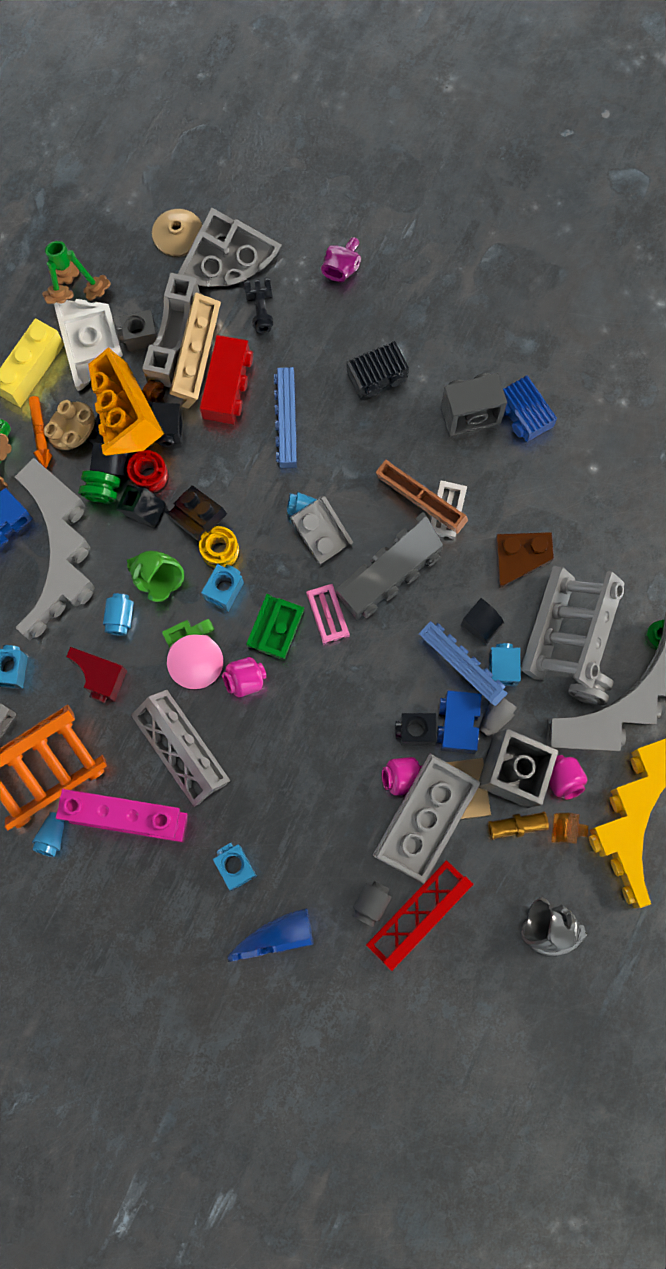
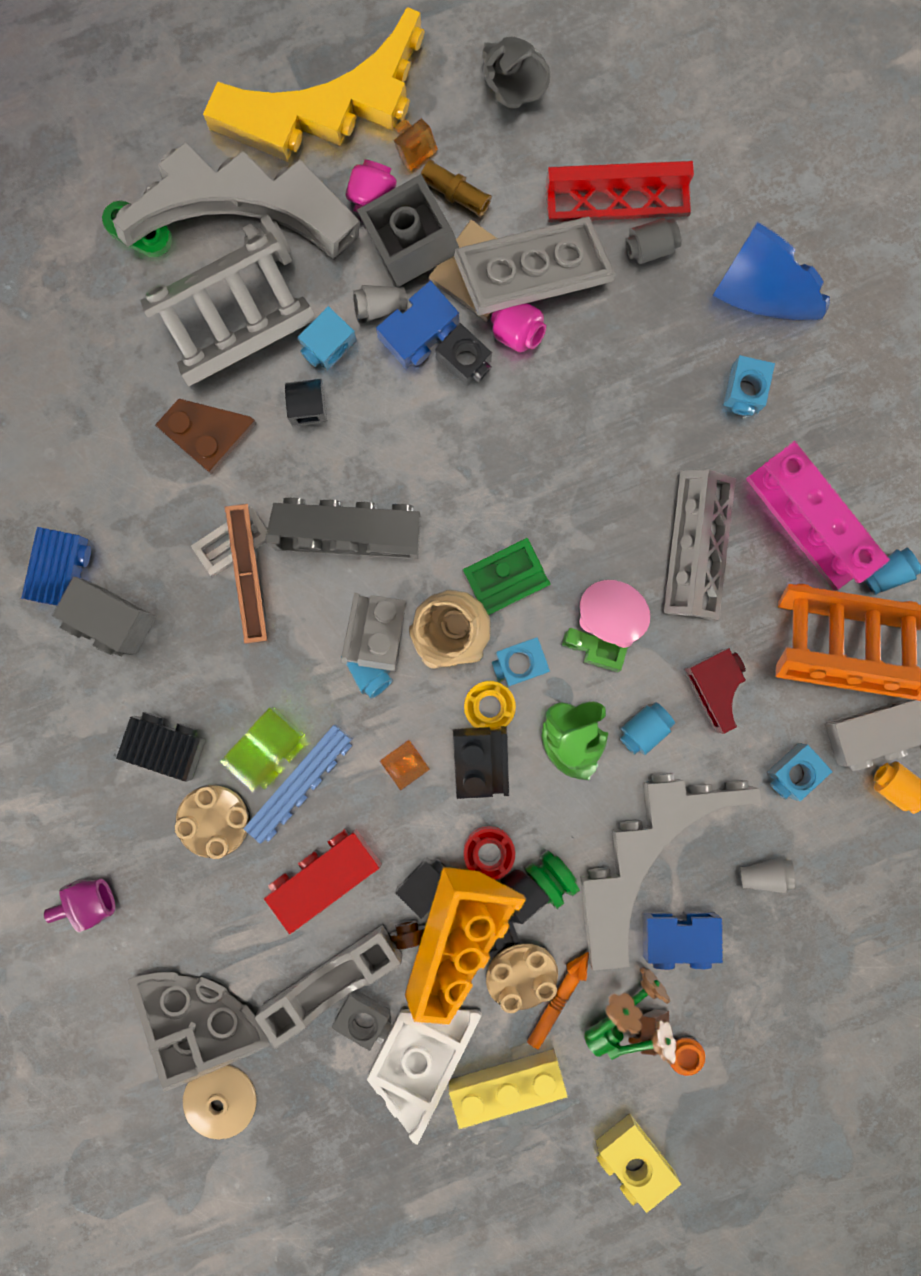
camera: 145 degrees left, 10 degrees up
(62, 271) = (378, 1166): plant -> none
(141, 505) = (526, 823): black brick -> none
(194, 349) = (324, 940): tan fence -> none
(238, 478) = (405, 764): none -> clear orange tile
(244, 677) = (581, 554): dark pink head -> none
(262, 321) = (227, 911): black hinge -> none
(275, 557) = (460, 639): none -> tan helmet
(314, 358) = (211, 821): none -> tan dish
(322, 417) = (263, 749): none -> clear neon green brick
(335, 636) = (431, 573): bright pink tile -> none
(466, 666) = (364, 368): medium blue piece -> none

